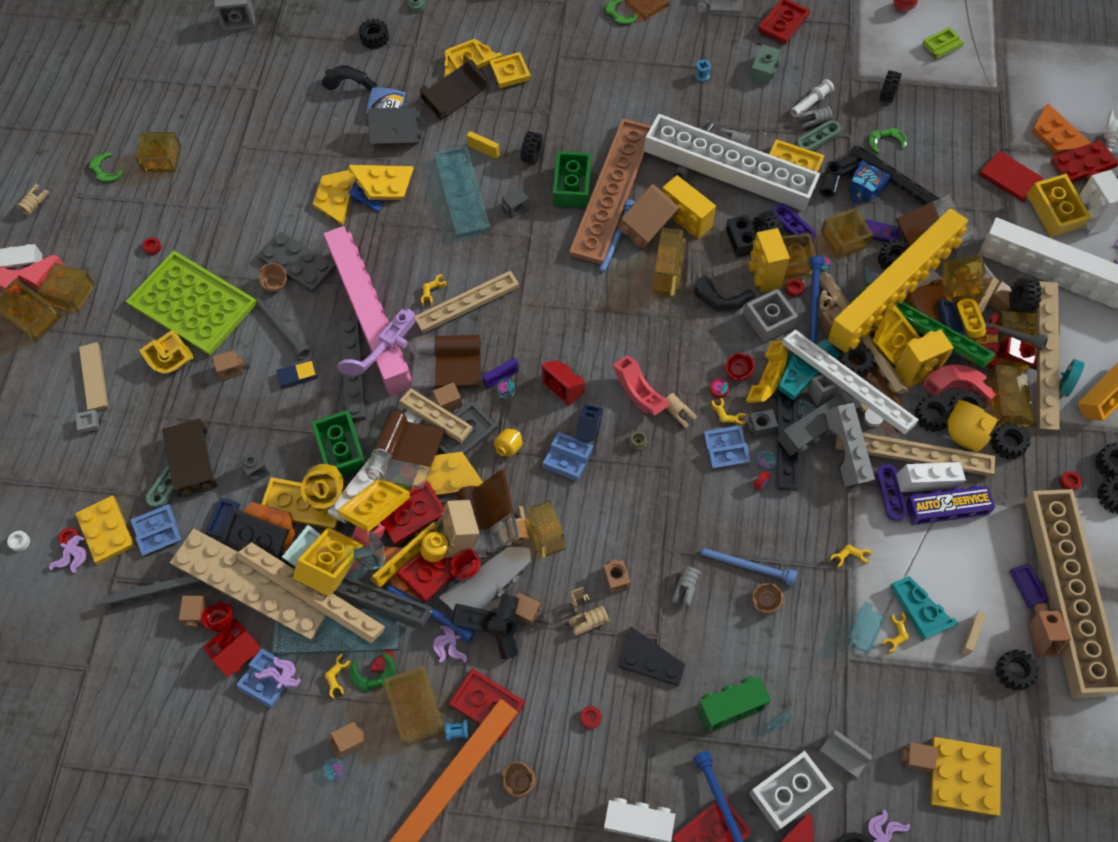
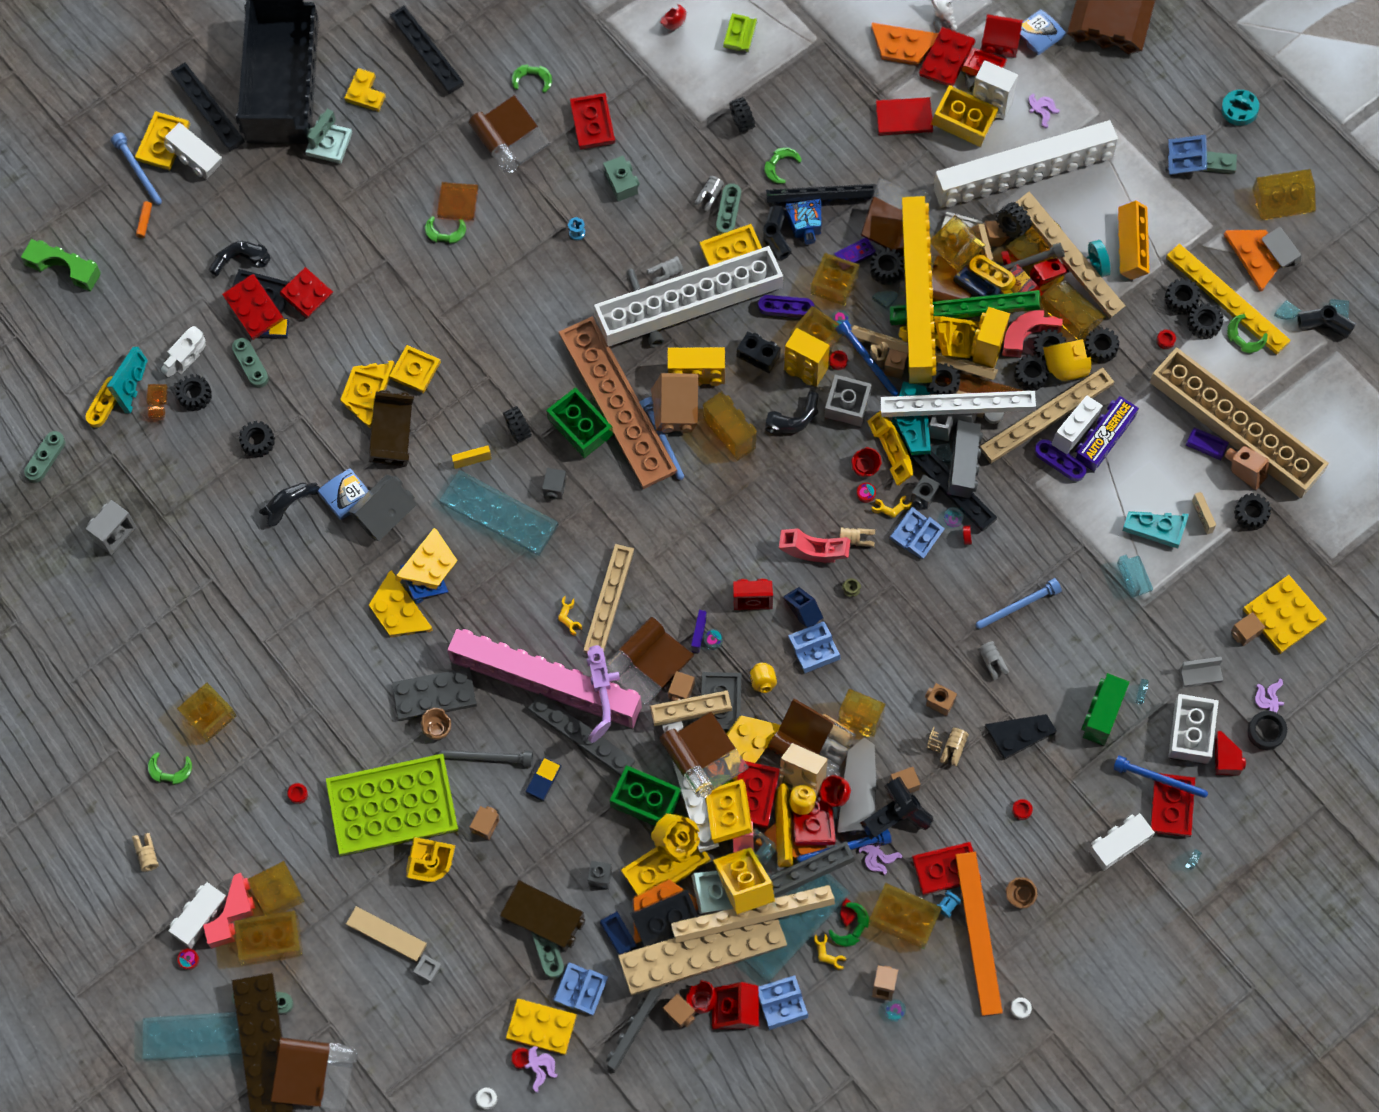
camera: 45 degrees left, 5 degrees up
(286, 677) = (793, 981): lavender piece -> none
(766, 221) = (773, 327): black tyre -> none
(767, 598) = (1055, 616): medium nougat hair -> none
(817, 94) = (689, 170): white pin -> none
(848, 549) = (1075, 528): yellow arm -> none
(856, 464) = (985, 438): light grey arch -> none
(903, 635) = (1158, 554): yellow arm -> none

